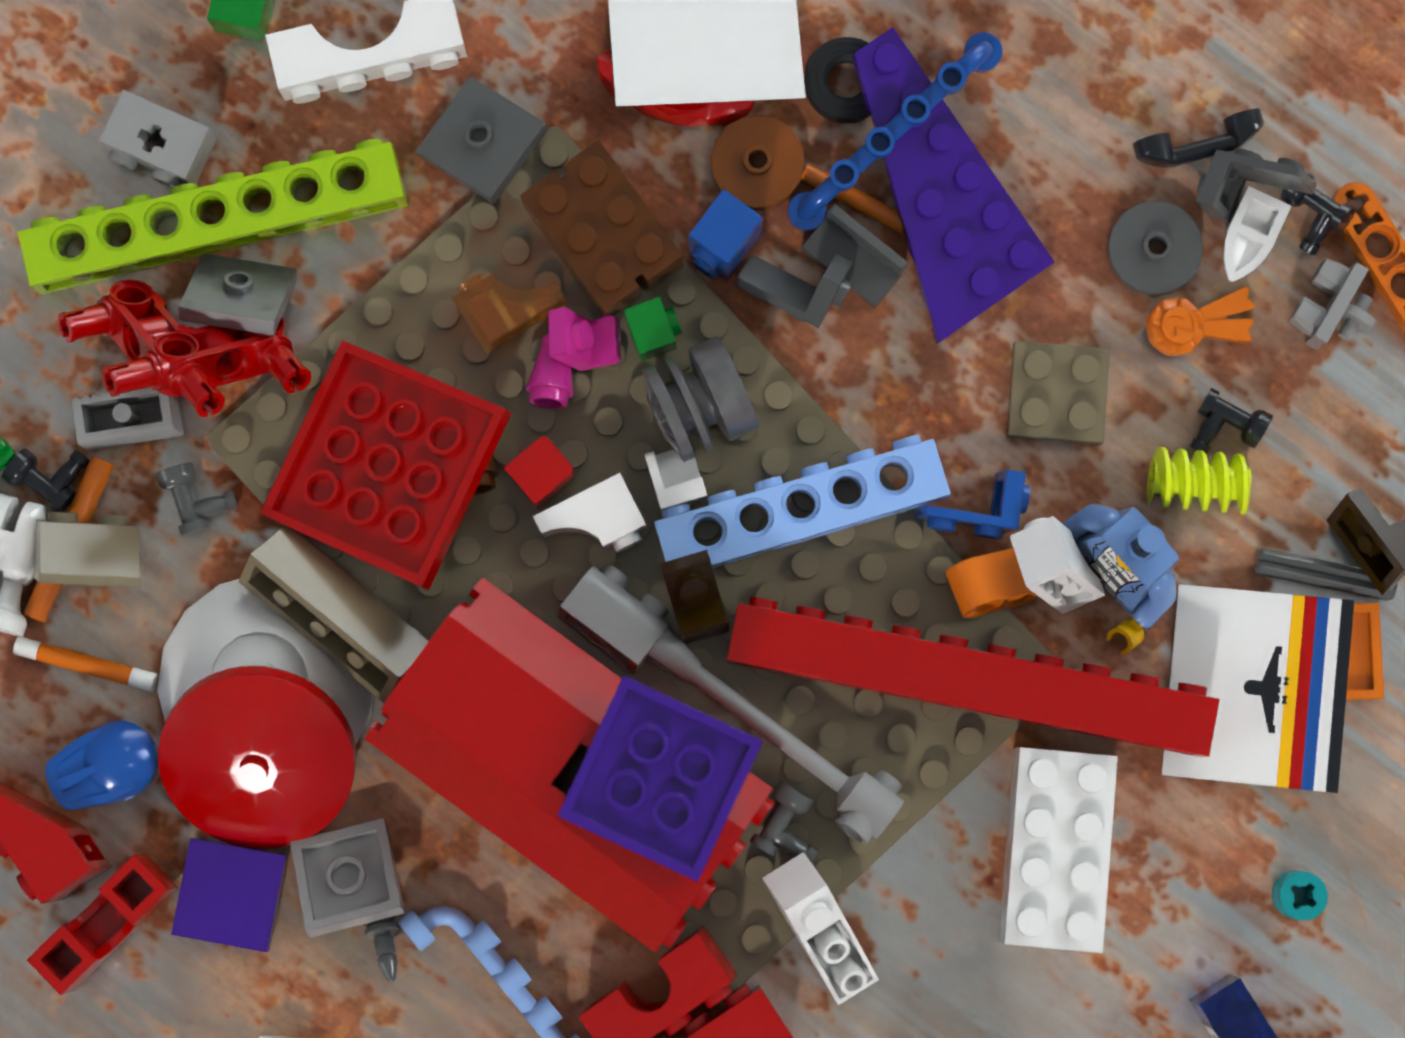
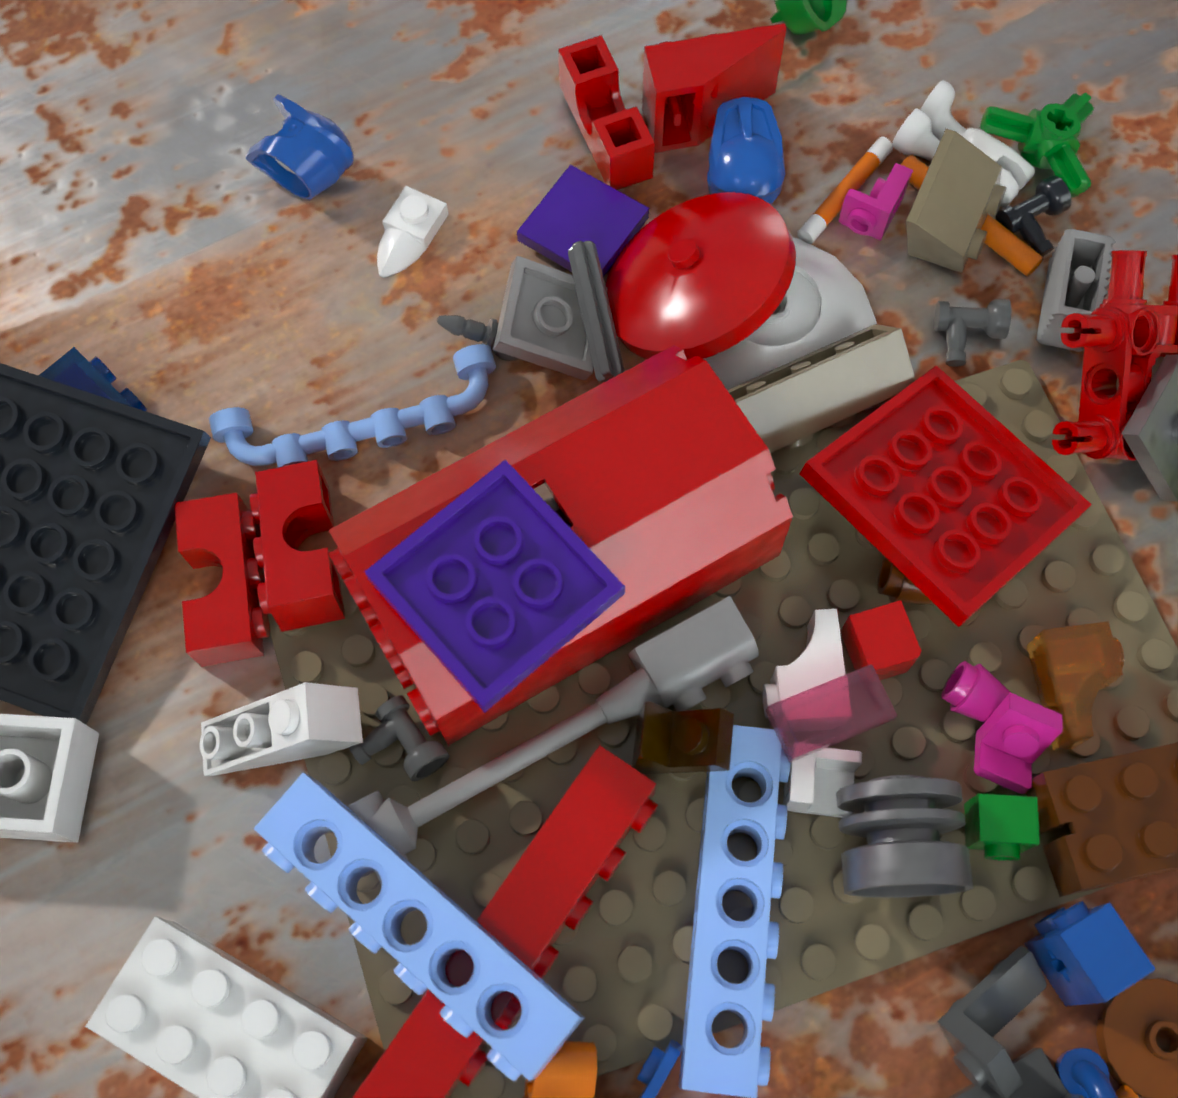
camera: 115 degrees right, 15 degrees down
(89, 620) = (874, 212): none -> dark pink bracket
(325, 838) = (595, 310): none -> dark grey axle
(625, 488) = (830, 713): none -> clear pink tile
(875, 850) = (311, 811): none -> light blue brick

